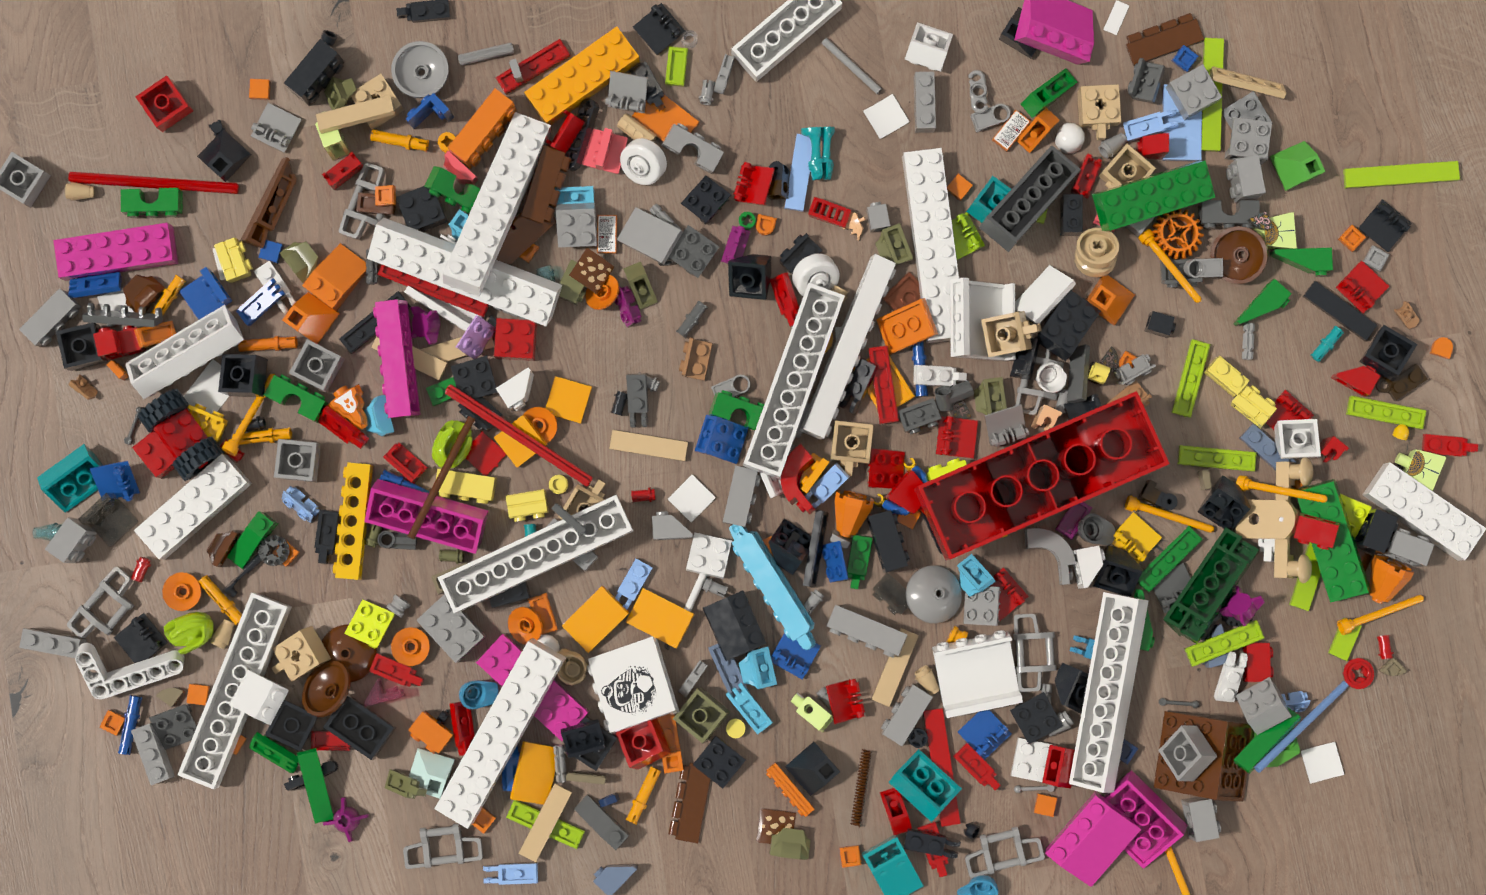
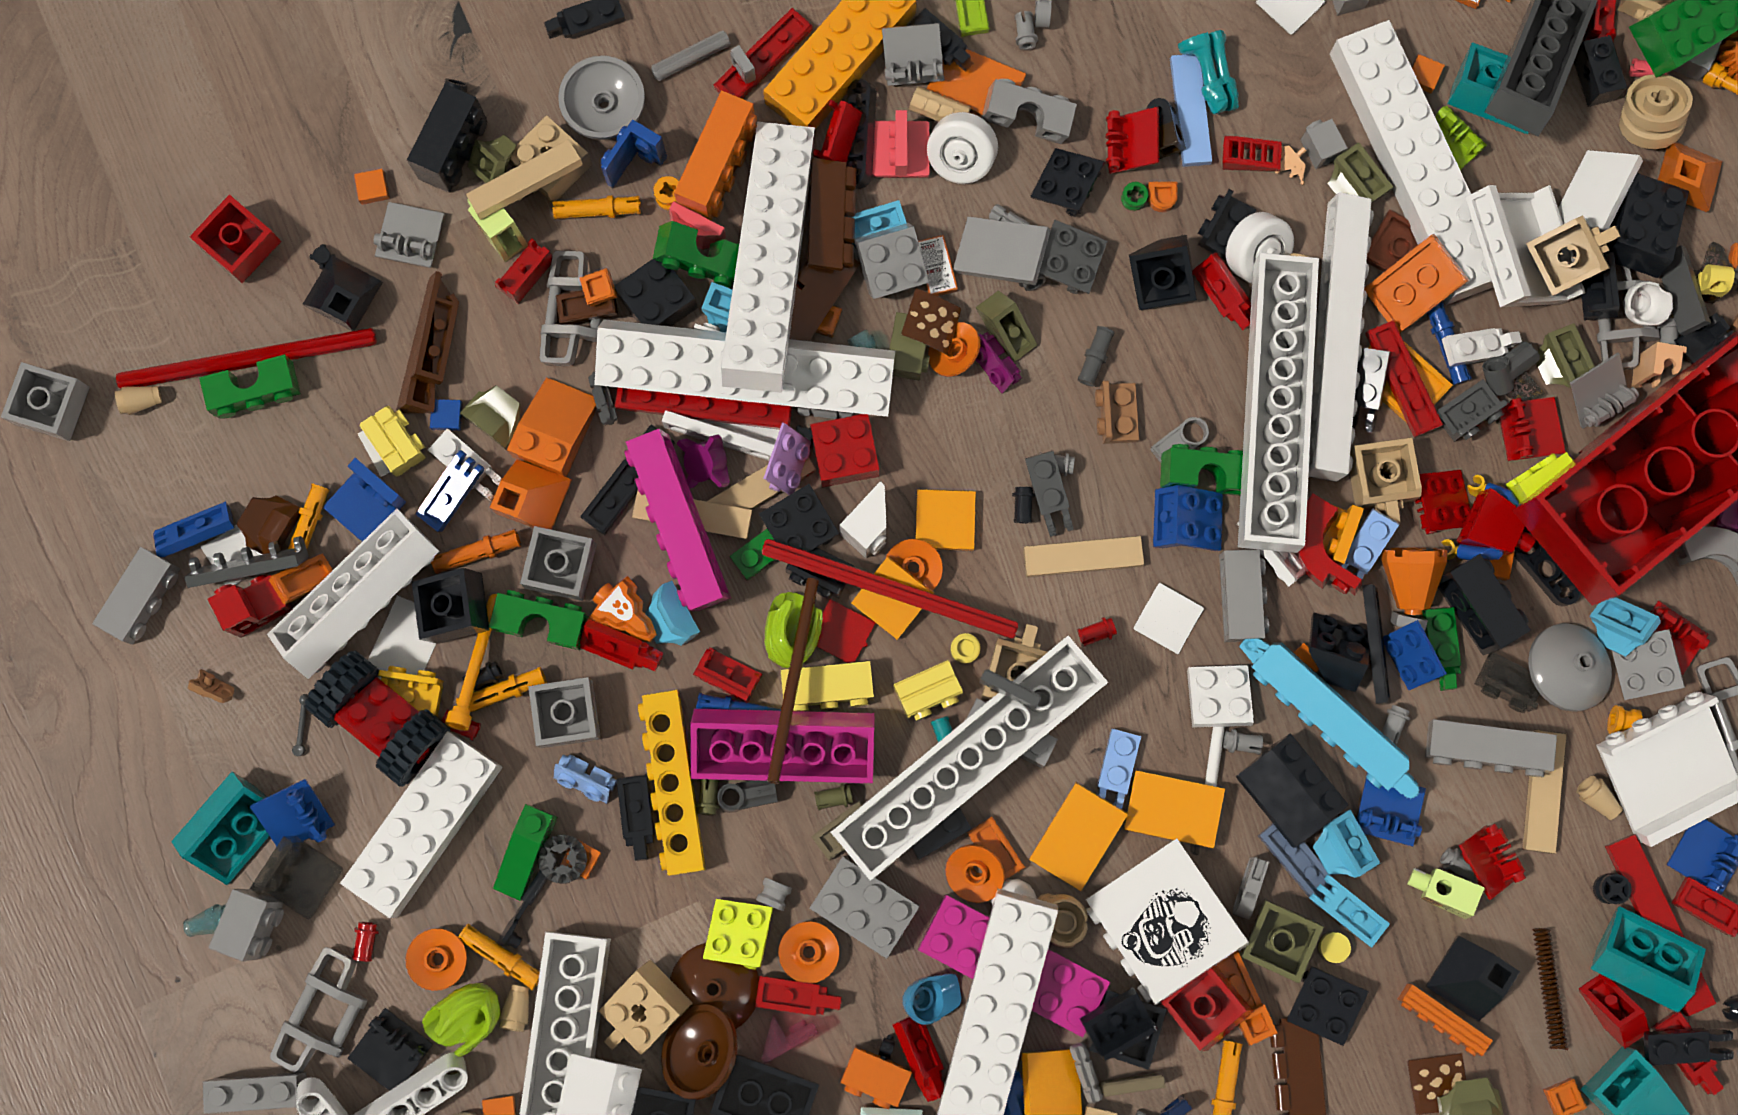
camera: 15 degrees left, 5 degrees down
(79, 347) = (191, 626): black brick -> none
(116, 251) = (213, 471): dark pink brick -> none
(118, 370) = (258, 647): orange tile -> none
(155, 455) = (346, 759): red brick -> none
(222, 546) = (482, 873): reddish brown slope -> none
(667, 527) = (1152, 667): light grey slope -> none
(736, 243) = (1128, 232): magenta hinge -> none
(906, 714) = (1585, 858): light grey brick -> none

